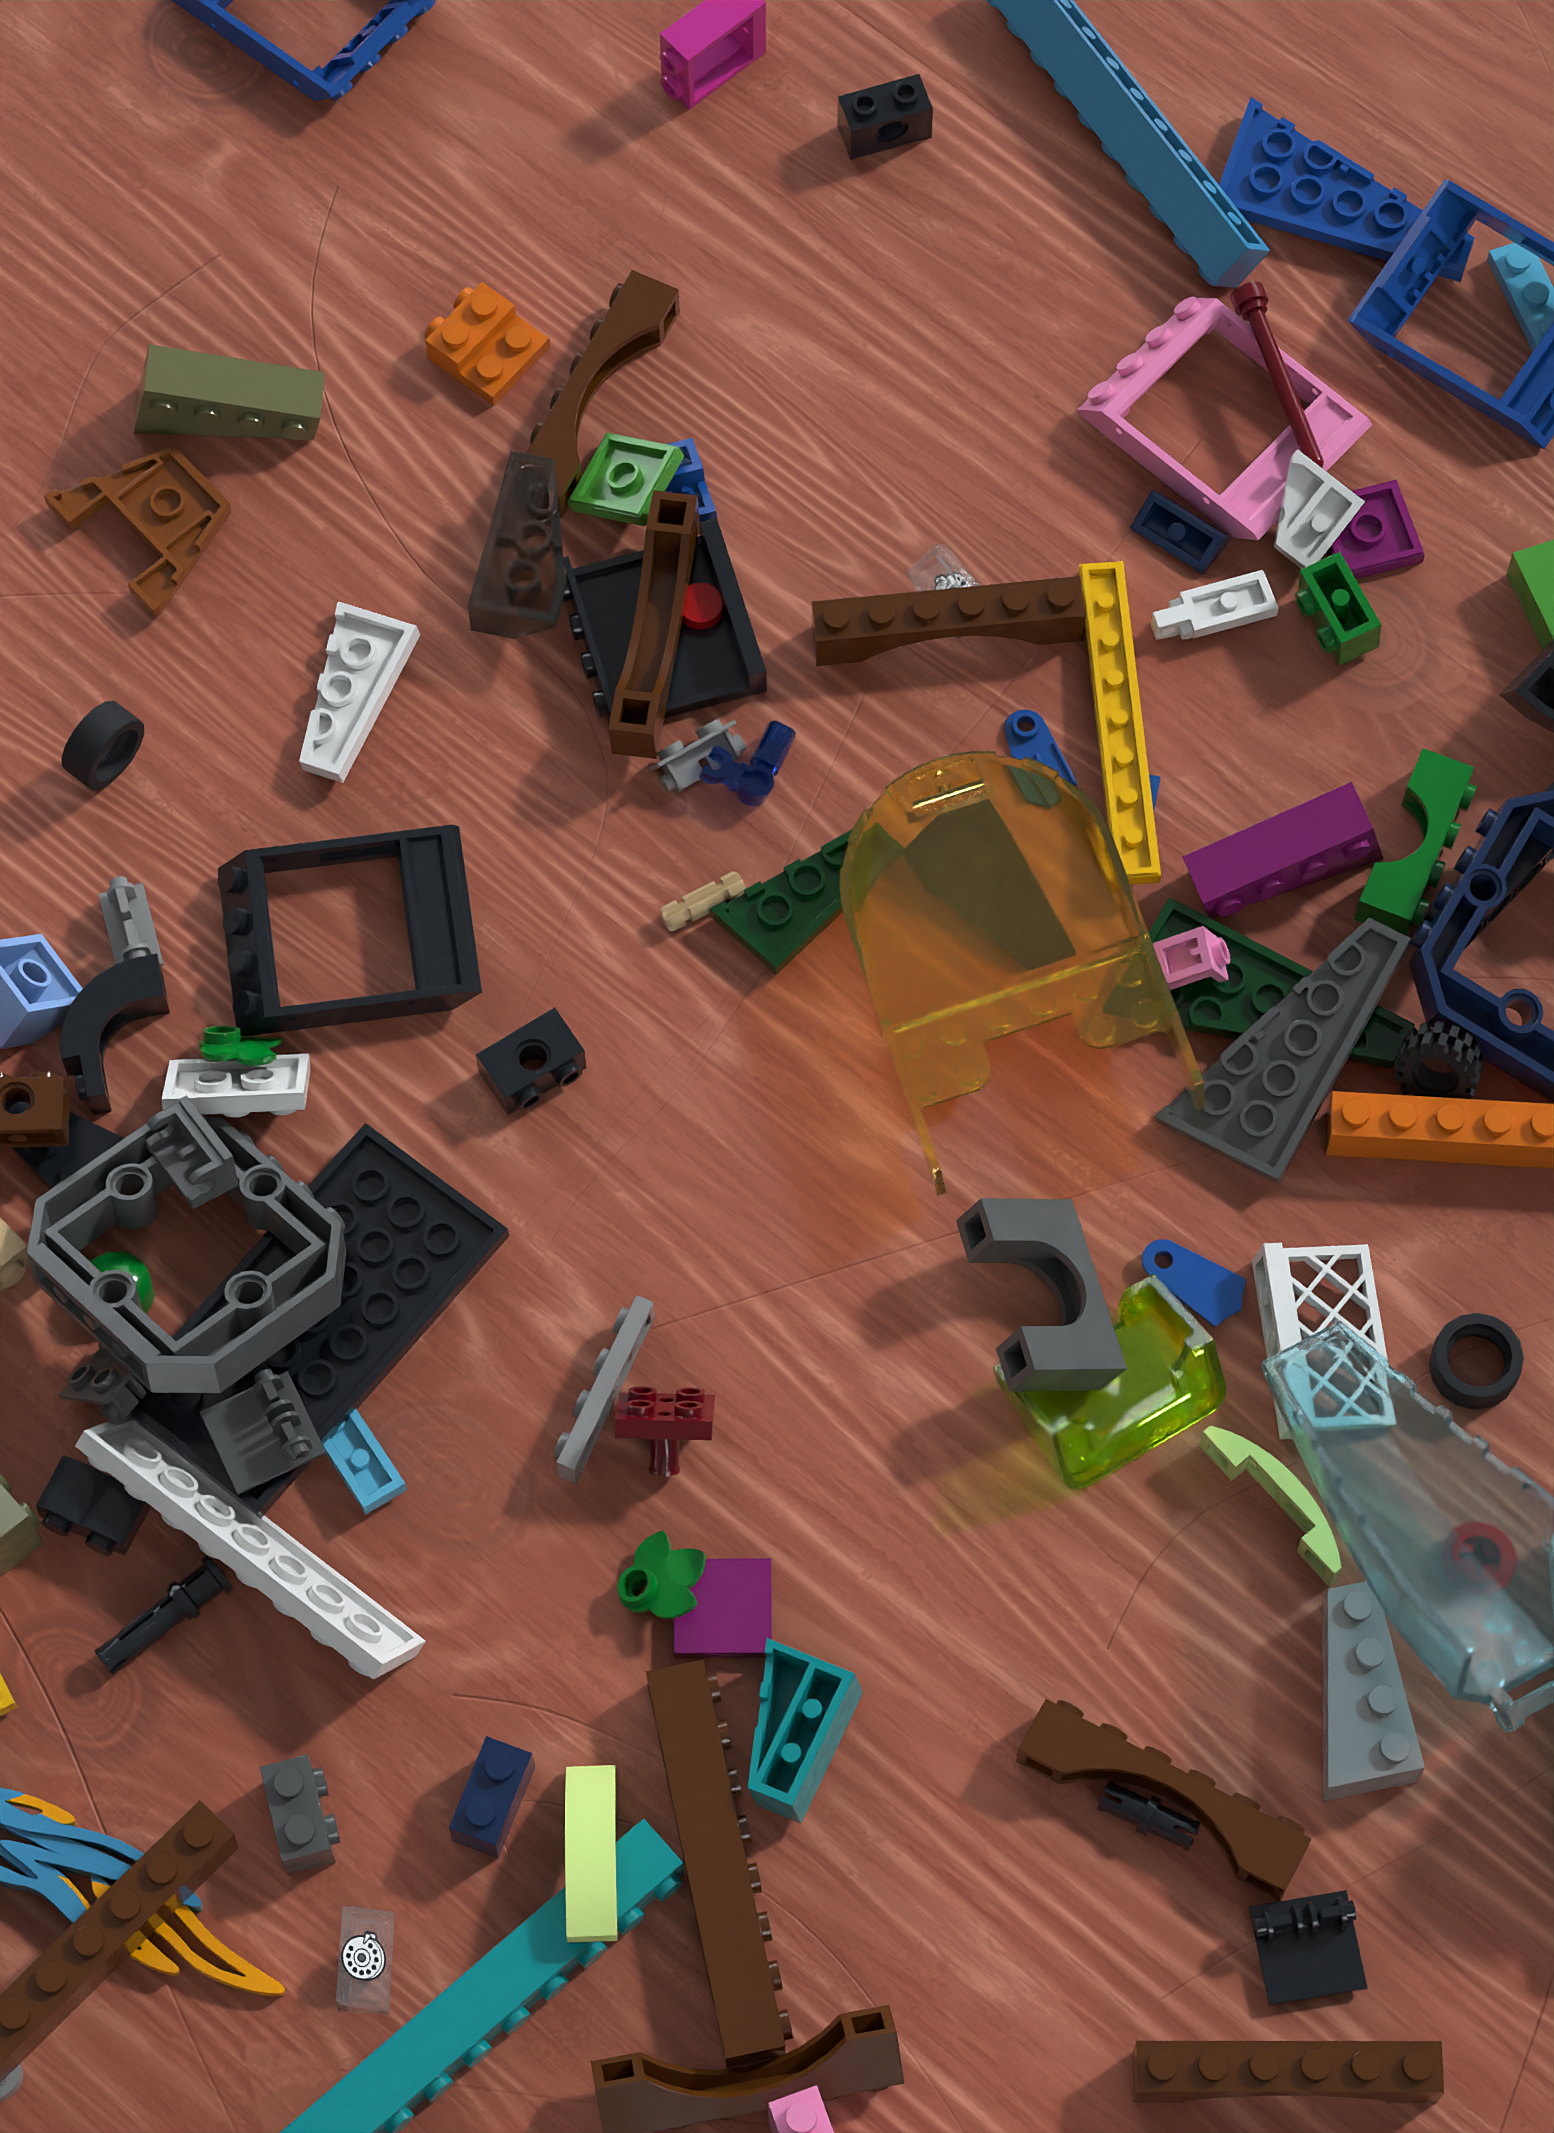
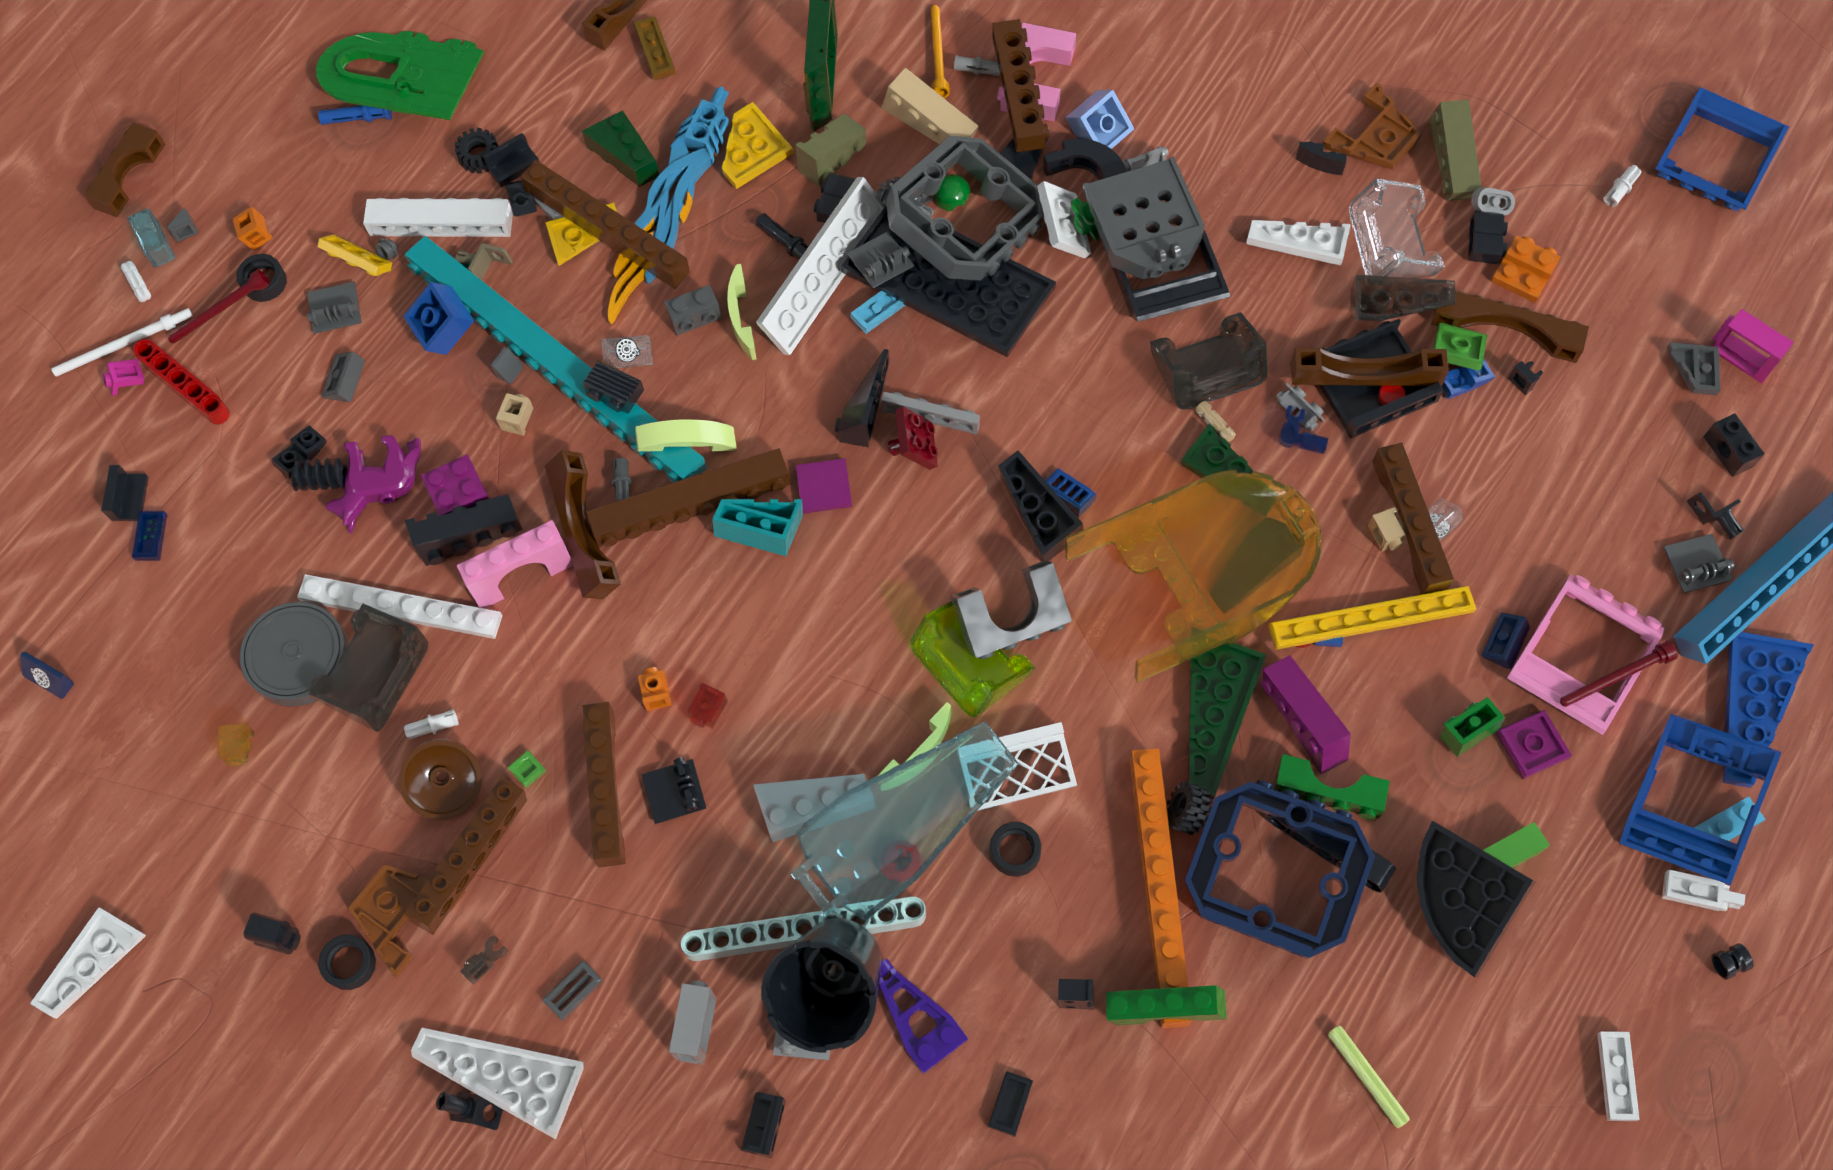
camera: 85 degrees right, 0 degrees up
(70, 2060) = (569, 238): none -> yellow wing
(102, 745) = (1233, 138): black tyre -> none
(186, 626) = (1313, 156): none -> black slope
(191, 1153) = (1016, 198): dark grey hinge -> none
(345, 362) = (1493, 200): none -> light grey plate
(348, 157) = (1622, 186): none -> white axle
(348, 901) = (1145, 187): none -> dark grey hinge
(378, 542) = (1389, 231): none -> clear windscreen
(382, 1719) = (737, 290): none -> yellowish green slope
(412, 389) = (1486, 237): none -> black brick
(470, 1975) = (613, 387): none -> black brick
(492, 1797) = (710, 392): dark blue brick -> none
(542, 1039) = (1102, 340): black brick -> none
(585, 881) = (1213, 366): none -> clear smoke windscreen
(591, 1514) = (860, 412): none -> black wedge
(658, 1993) = (621, 478): none -> dark grey axle
(667, 1578) = (832, 452): green plate -> none
(704, 392) = (1523, 377): none -> black tile
(726, 132) = (1697, 366): none -> dark grey wing
(793, 1158) = (1088, 495): none -> blue slope
(842, 1220) = (1039, 506): none -> black wedge
(961, 664) = (1387, 530): none -> tan brick
(1004, 169) = (1723, 516): none -> black bracket
(1036, 744) = (1340, 581): blue piece -> none
(1073, 1750) = (724, 755): reddish brown arch -> none
(1083, 220) = (1699, 563): none -> dark grey hinge
(1120, 1976) = (658, 696): none -> orange brick
(1133, 1871) = (709, 715): none -> clear red brick
(1149, 1815) = (735, 702): black pin -> none
(1192, 957) = (1227, 667): bright pink bracket -> none
(1196, 1281) = (1040, 696): blue piece -> none
(1216, 607) = (1459, 663): white hinge -> none
(1285, 1064) = (1168, 721): dark grey wing -> none
(1312, 511) = (1532, 705): white wing -> none

